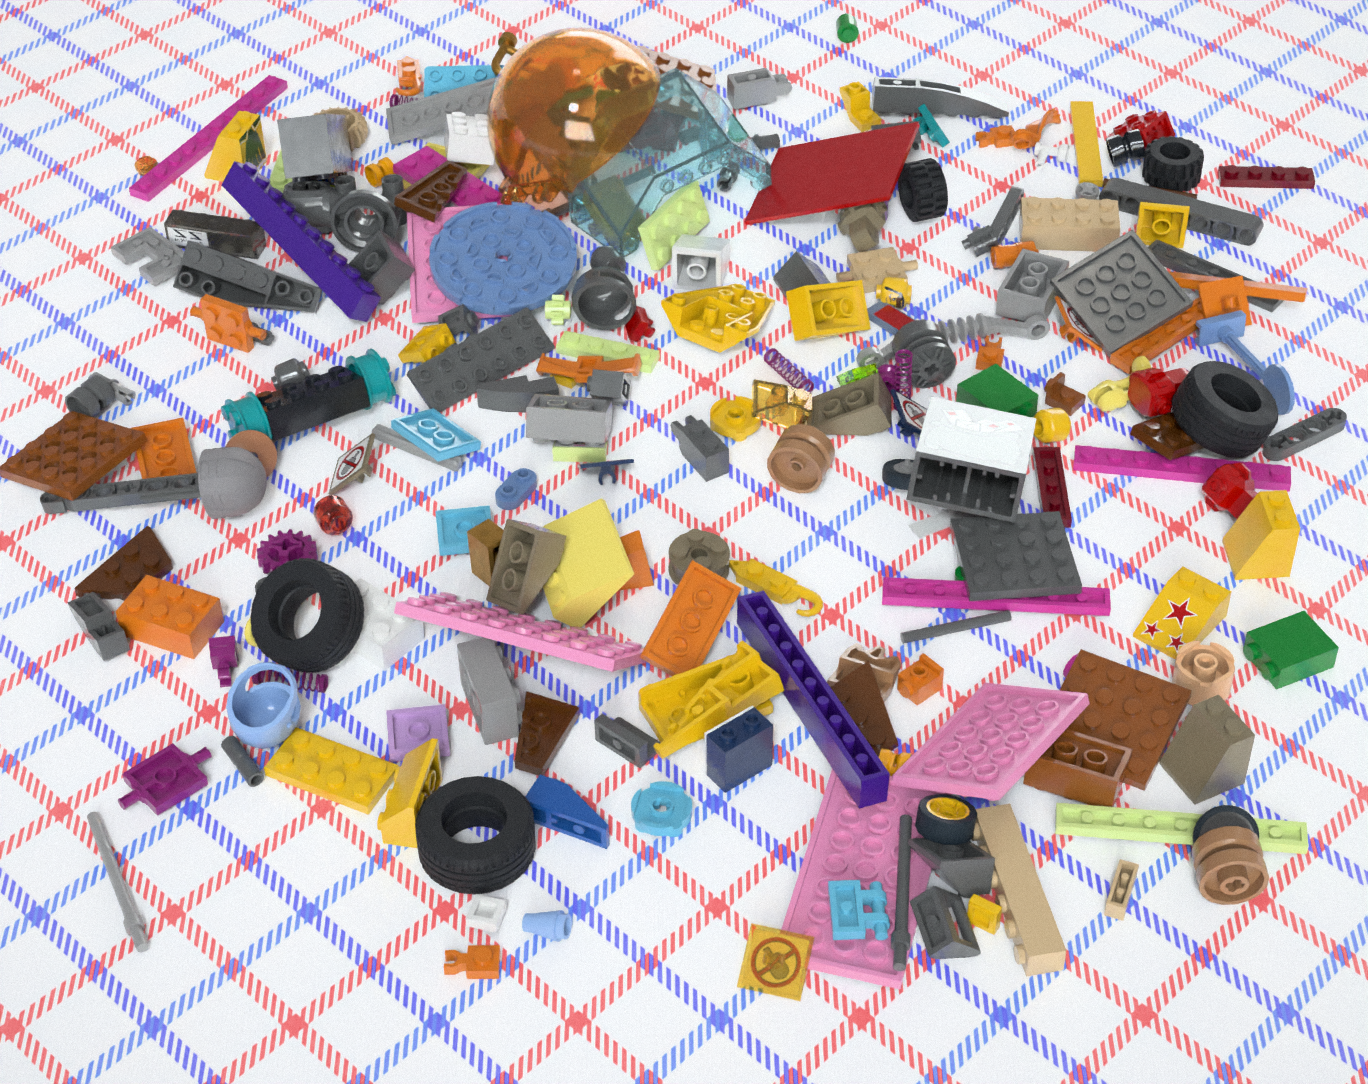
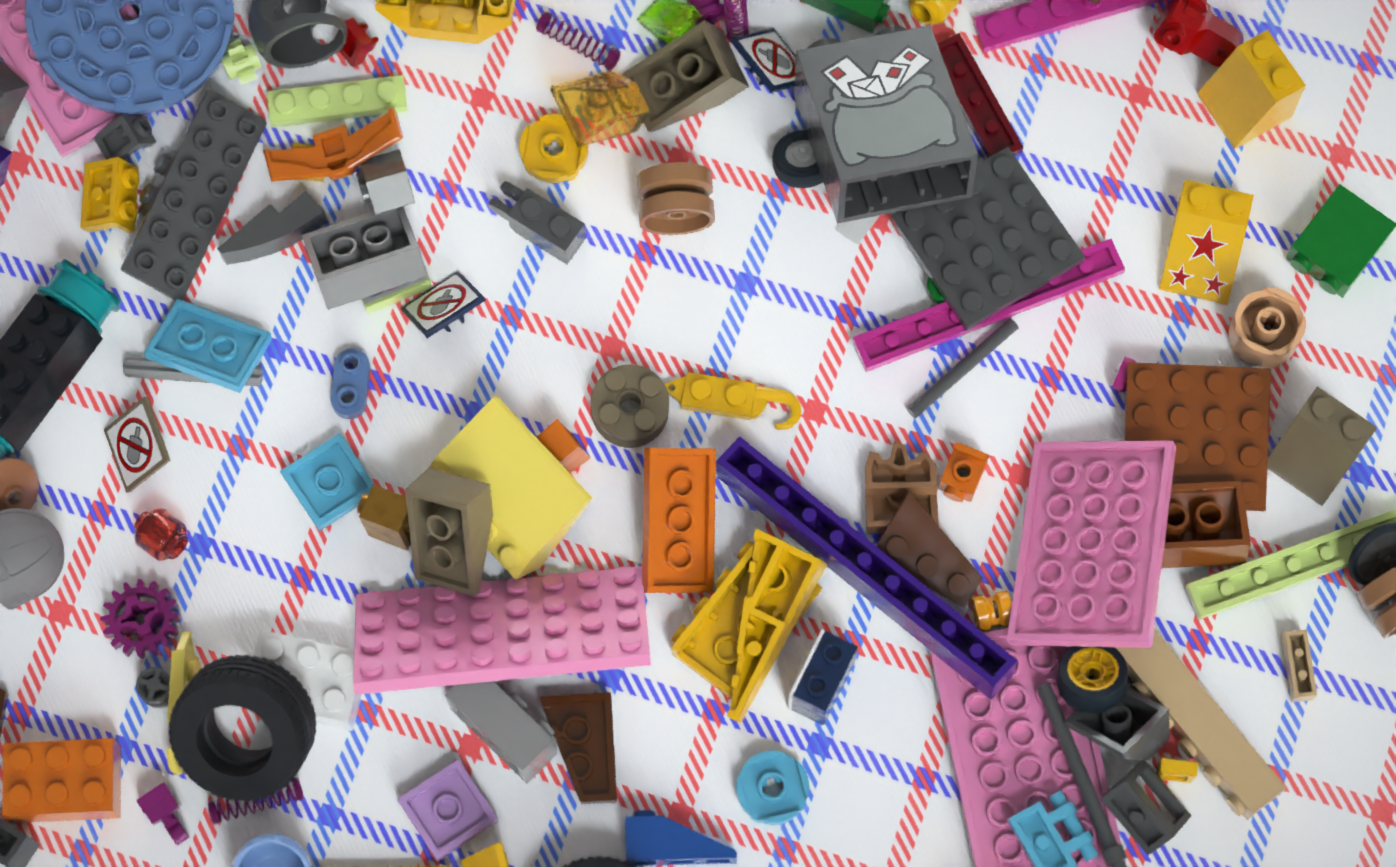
camera: 25 degrees left, 30 degrees up
(625, 739) = (684, 705): dark grey panel -> none

